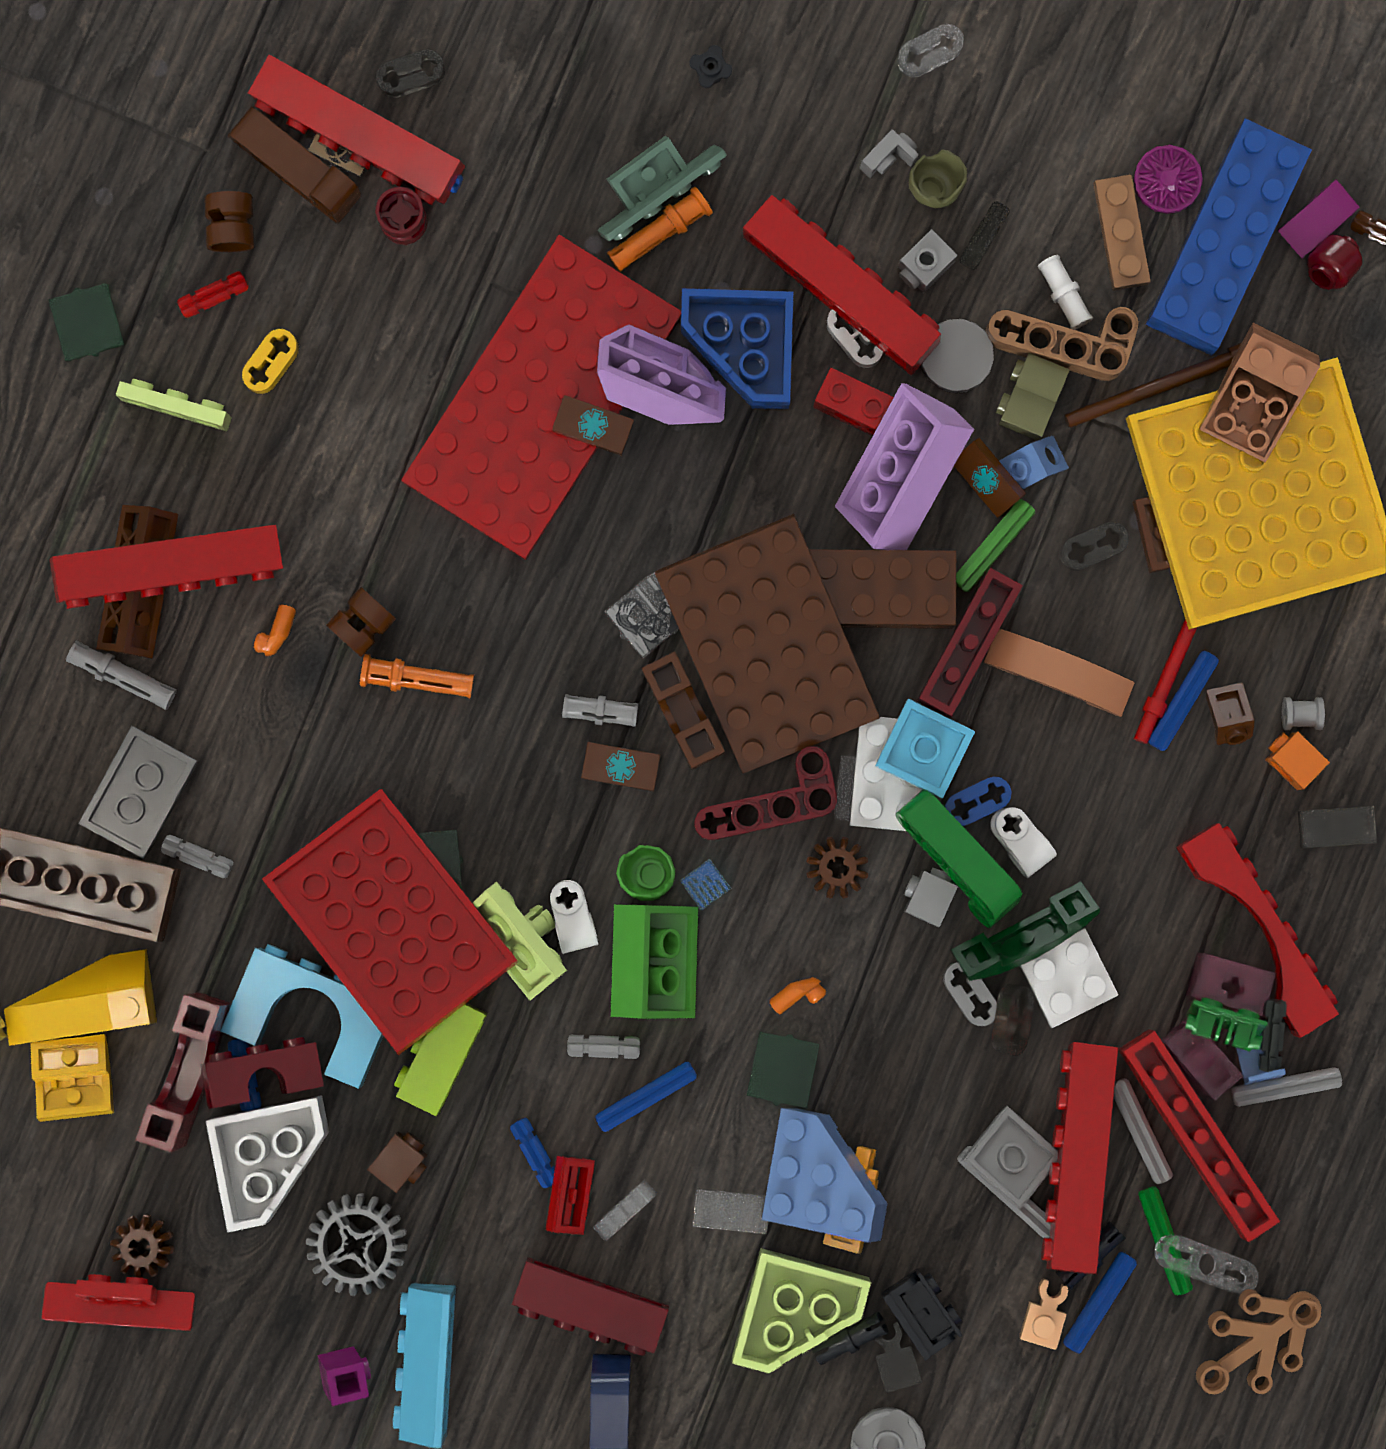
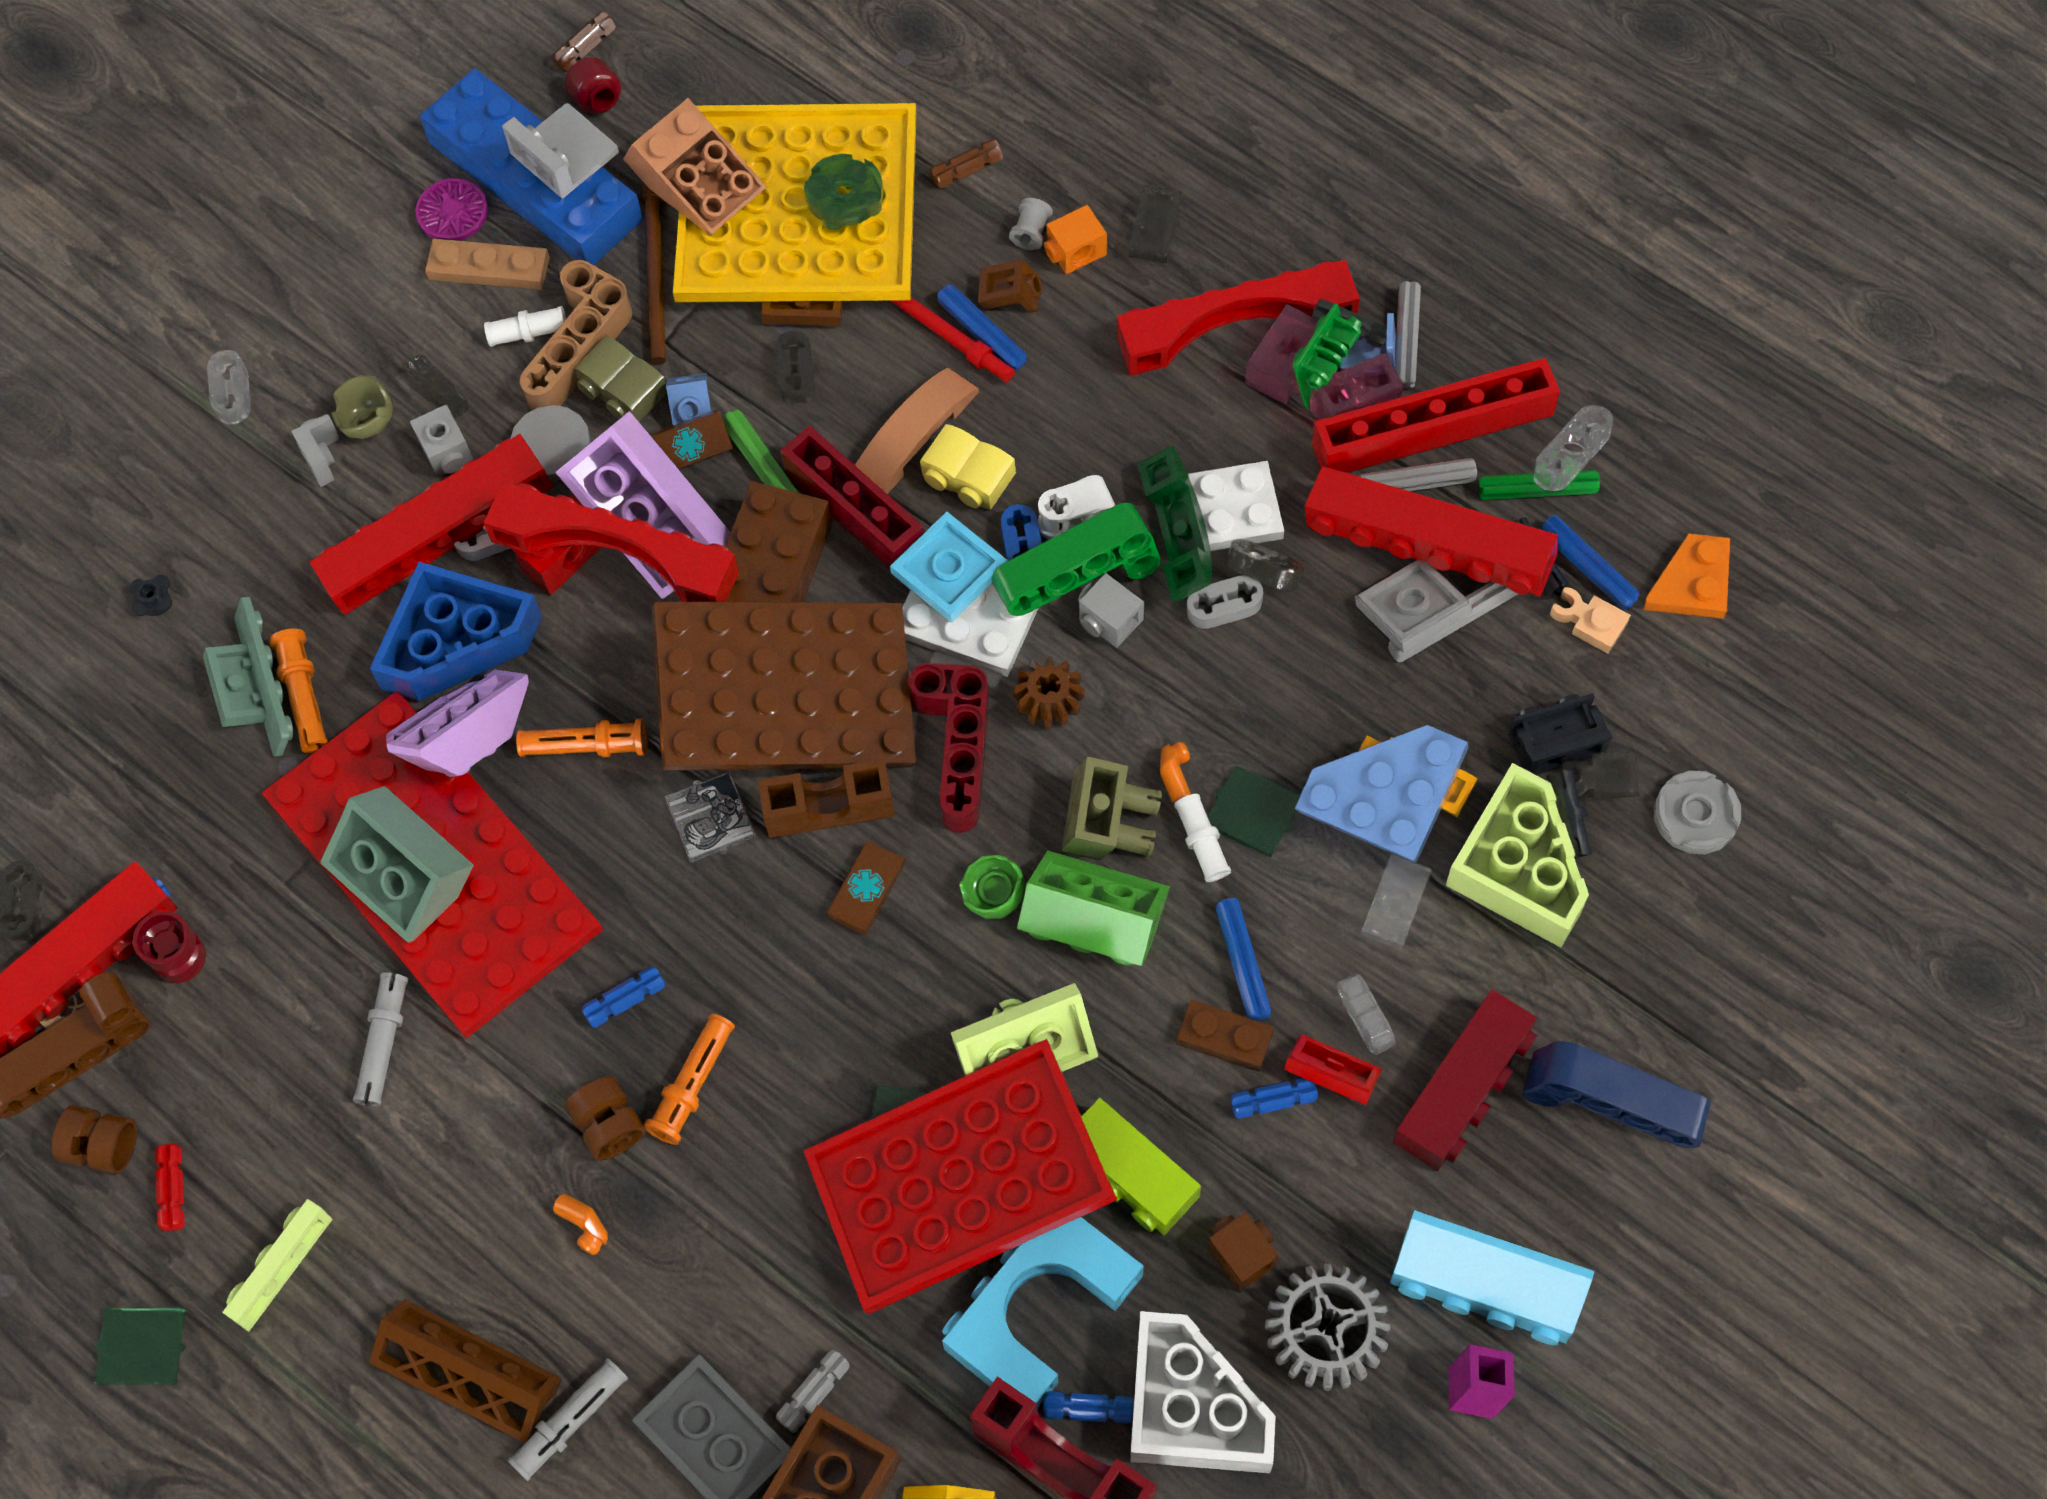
camera: 70 degrees left, 20 degrees down
(165, 564) = (454, 1317): red brick -> none
(228, 1077) = (1091, 1412): dark red arch -> none
(263, 356) = (264, 1149): yellow beam -> none
(378, 415) = (380, 1039): none -> light grey pin
(470, 598) = (623, 996): none -> blue axle
(521, 374) = (395, 862): none -> sand green slope
(574, 923) = (1017, 977): white piece -> none
(577, 1099) = (1225, 1035): none -> reddish brown plate
(593, 425) = (481, 806): reddish brown tile -> none
(600, 710) = (796, 891): light grey pin -> none
(603, 1046) = (1173, 989): light grey axle -> none
(690, 504) = (603, 739): none -> orange pin
(705, 884) = (1025, 835): clear light blue tile -> none
(739, 940) = (1095, 811): none -> olive brick
(742, 1034) = (1202, 837): none -> white pin
(852, 381) = (536, 521): none -> red arch
(1034, 732) = (967, 467): none -> light yellow brick
(1111, 1398) = (1694, 579): none -> orange wing
(1238, 268) = (560, 149): none -> light grey bracket
(1256, 536) = (844, 209): none -> clear green plate
(1263, 1338) = (1646, 376): medium nougat plant -> none
(1318, 218) = (542, 84): magenta slope -> none
(1354, 634) = (966, 163): none -> reddish brown axle

